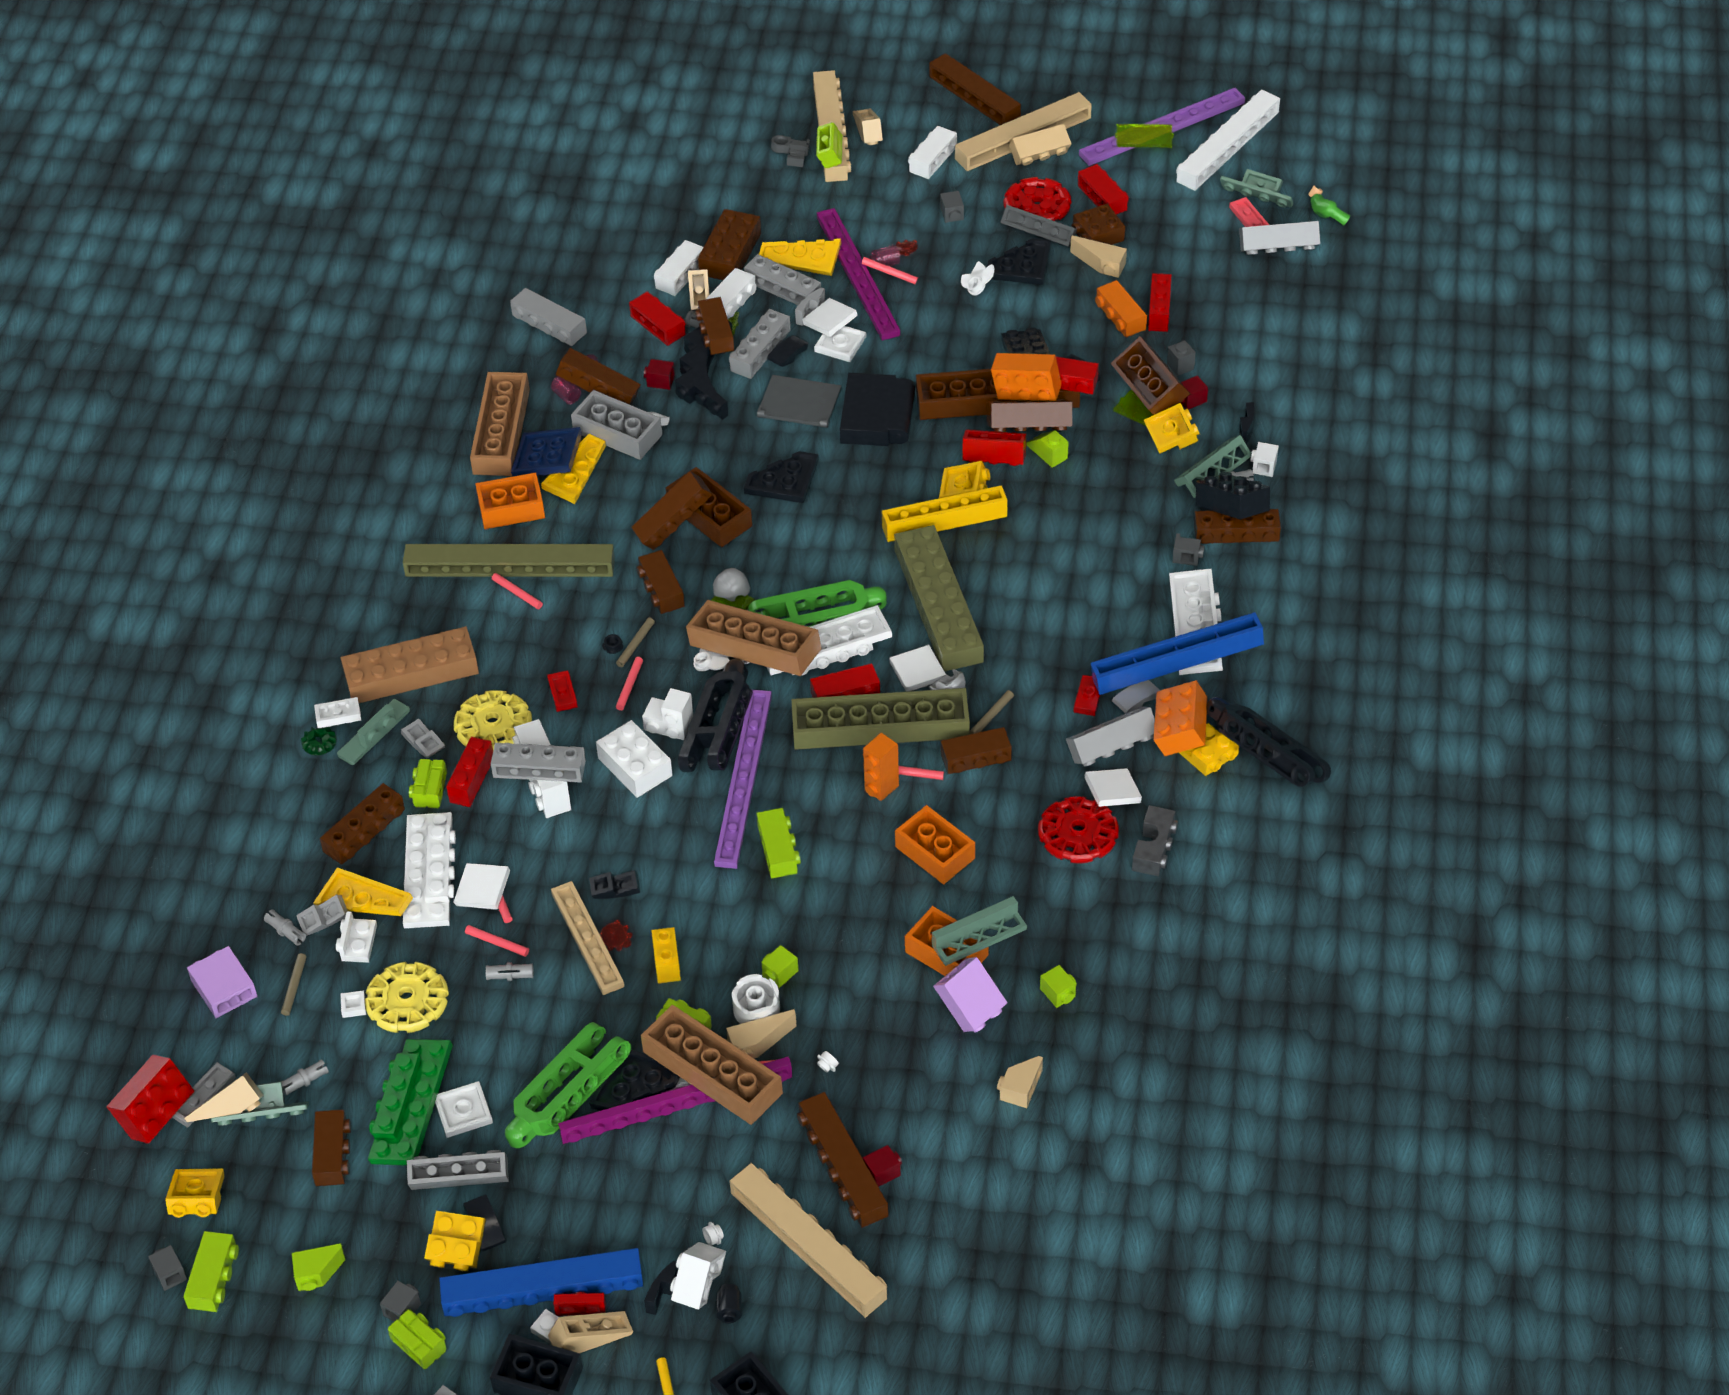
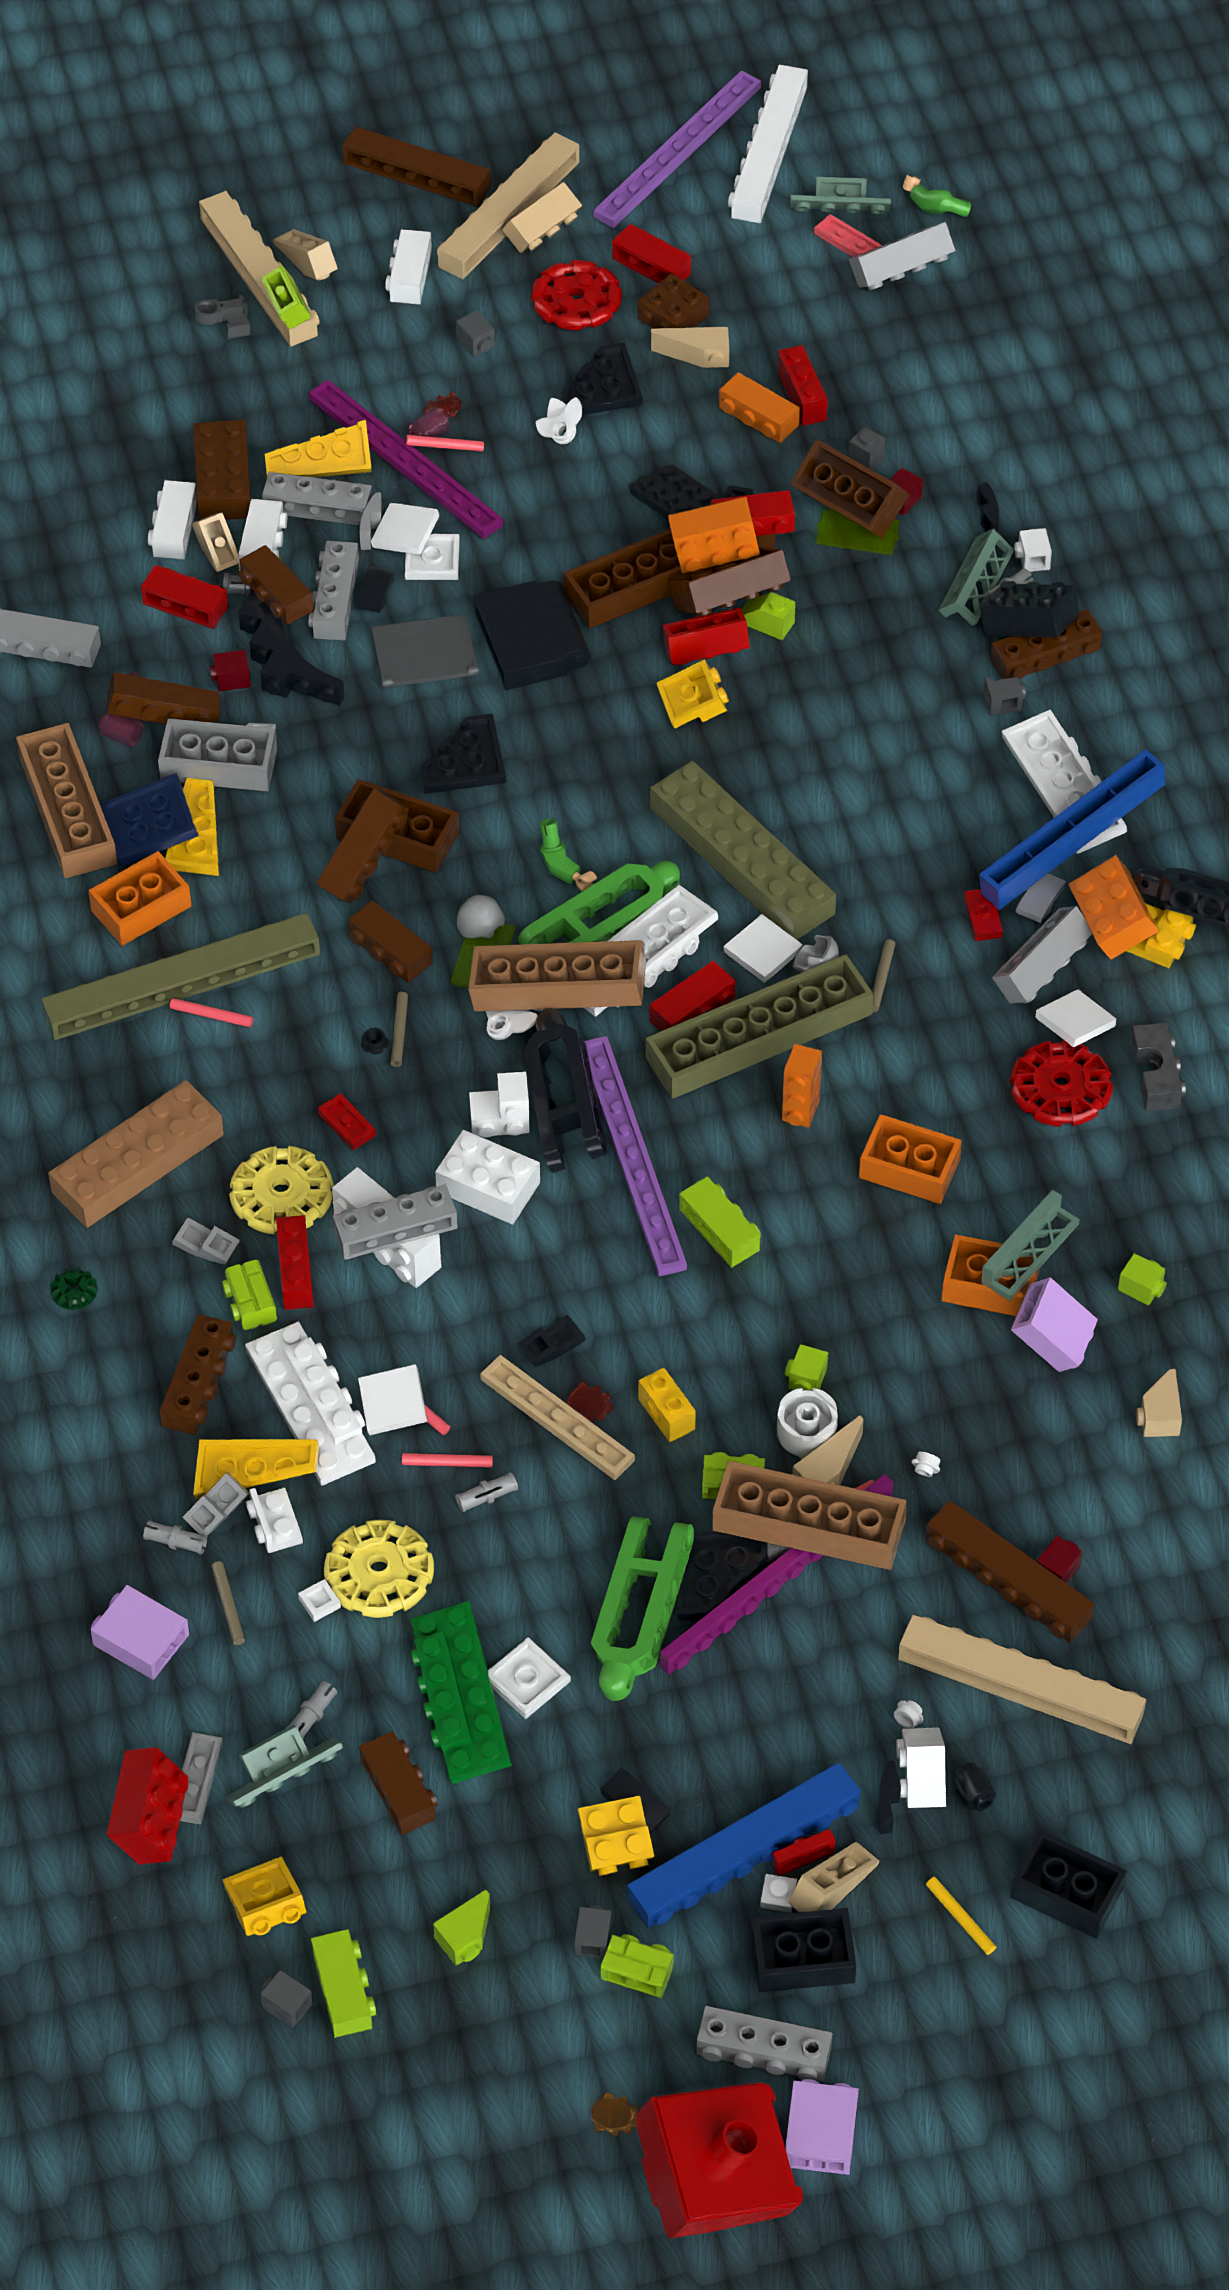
camera: 25 degrees left, 5 degrees up
(231, 1100) = (249, 1770): tan slope -> none
(337, 712) = (83, 1245): white bracket -> none
(373, 731) = (138, 1254): sand green bracket -> none
(457, 1170) = (572, 1752): light grey brick -> none
(629, 683) = (422, 1084): coral bar -> none
(807, 561) = (556, 860): none -> bright green arm
(923, 773) = (844, 1075): coral bar -> none
(946, 512) = (693, 740): yellow brick -> none
(976, 750) = (891, 1027): reddish brown brick -> none
(1038, 225) = (597, 327): dark grey plate -> none
(1144, 135) = (665, 168): clear neon green piece -> none
(1172, 428) = (905, 545): yellow plate -> none

